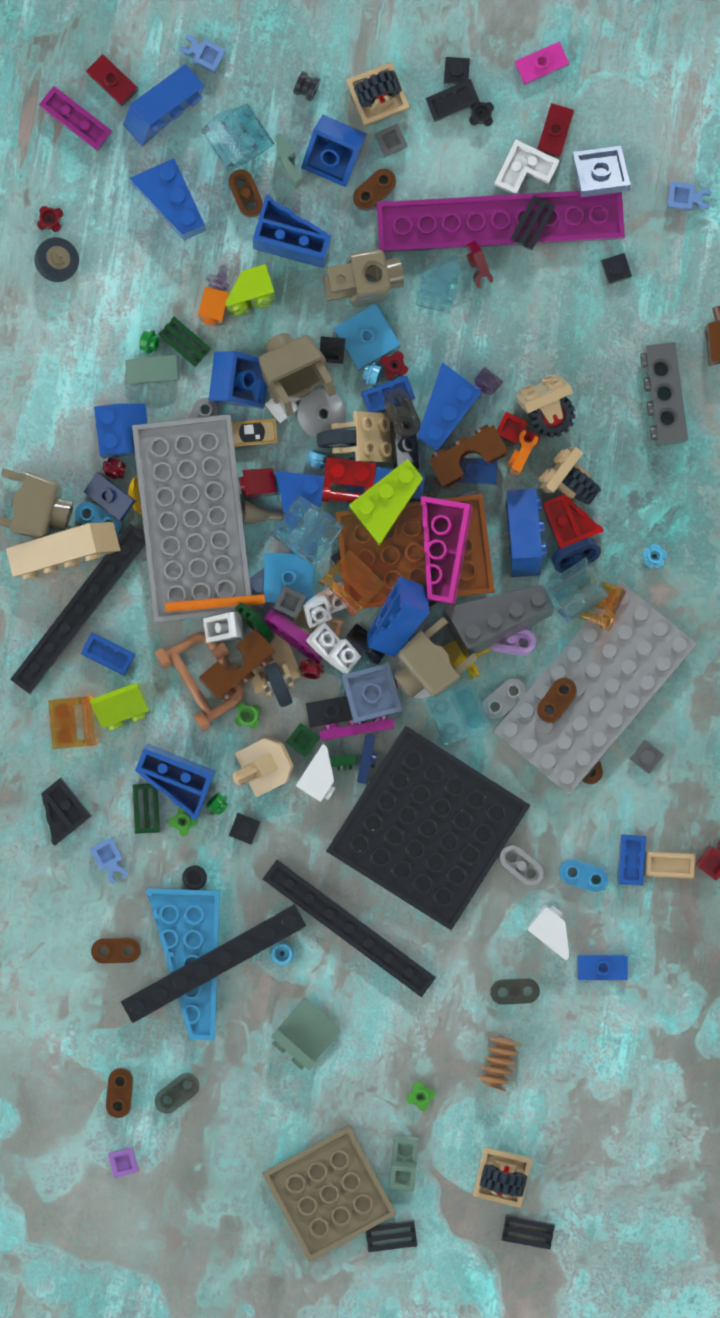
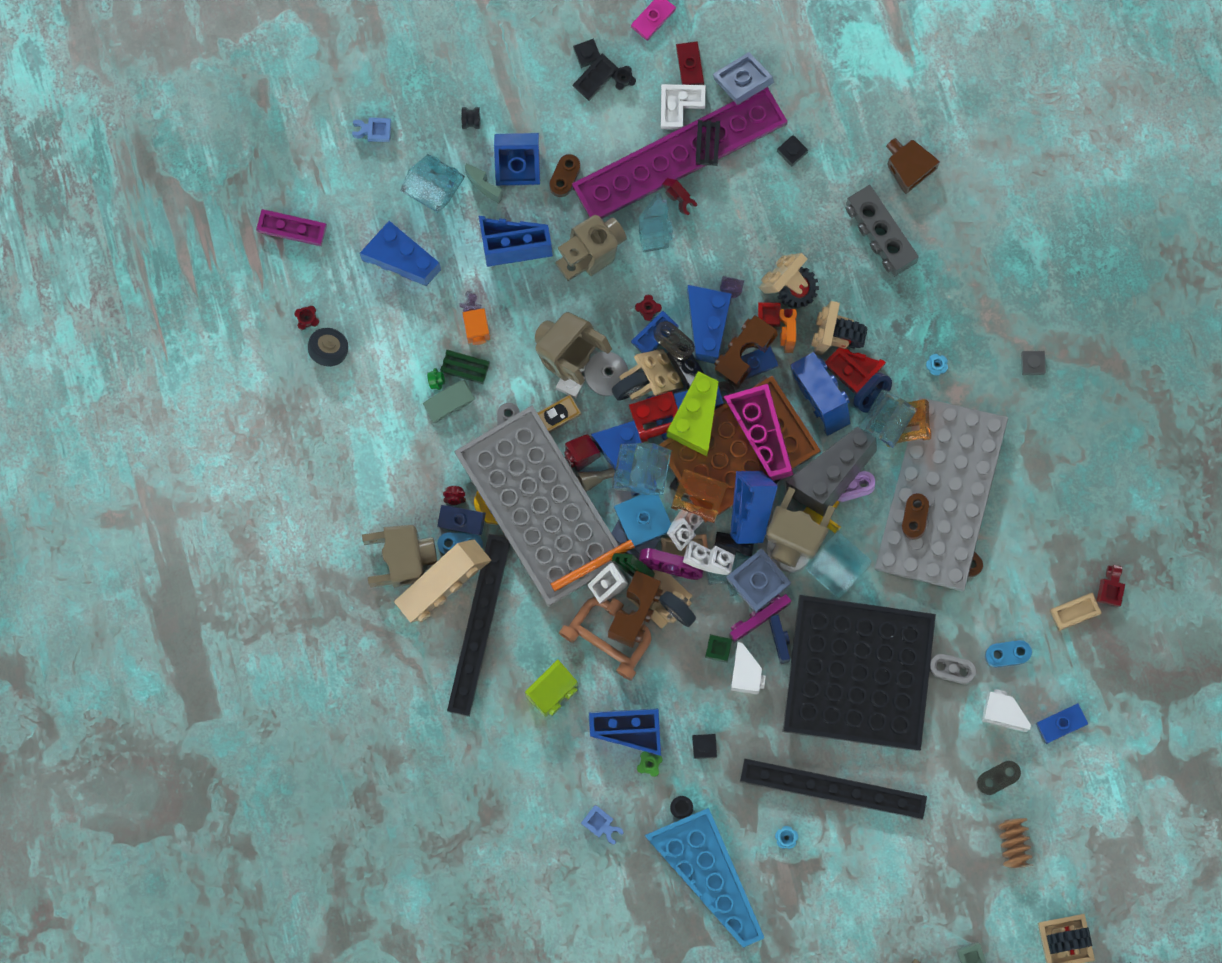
camera: 25 degrees left, 10 degrees down
(63, 810) = (543, 802): black wing -> none
(64, 722) = (509, 726): clear orange plate -> none
(108, 654) = (520, 652): blue plate -> none
(112, 80) = (307, 184): dark red plate -> none
(115, 428) = (441, 461): blue slope -> none
(116, 950) = (643, 900): reddish brown plate -> none
(147, 829) = (603, 750): dark green tile -> none
(163, 104) = (359, 184): blue wedge -> none
(213, 963) = (732, 872): black plate -> none
(217, 804) = (671, 736): green plate -> none
(237, 380) = (524, 377): blue slope -> none
(242, 720) = (657, 645): bright green plate -> none
(245, 194) = (461, 225): reddish brown plate -> none
(251, 290) = (503, 297): lime slope -> none
(263, 766) = (696, 684): tan piece -> none
(290, 601) = (654, 535): dark grey plate -> none
(305, 1034) = (839, 896): sand green bracket -> none
(311, 669) = (697, 585): dark red plate -> none
(316, 458) = (620, 411): medium azure plate -> none
(328, 711) = (729, 614): black plate -> none
(332, 349) = (593, 315): black plate -> none
(343, 762) = (762, 650): dark green plate -> none
(367, 336) = (614, 295): dark azure plate -> none
(372, 374) = (633, 322): medium azure plate -> none
(377, 94) = (532, 99): plate -> none
(391, 140) = (560, 130): dark grey plate -> none
(422, 1103) = (958, 909): bright green plate -> none
(504, 698) = (870, 536): light grey plate -> none
(631, 859) = (1042, 621): blue plate -> none
(646, 756) = (1011, 531): dark grey plate -> none
(683, 196) = (819, 69): medium blue plate -> none

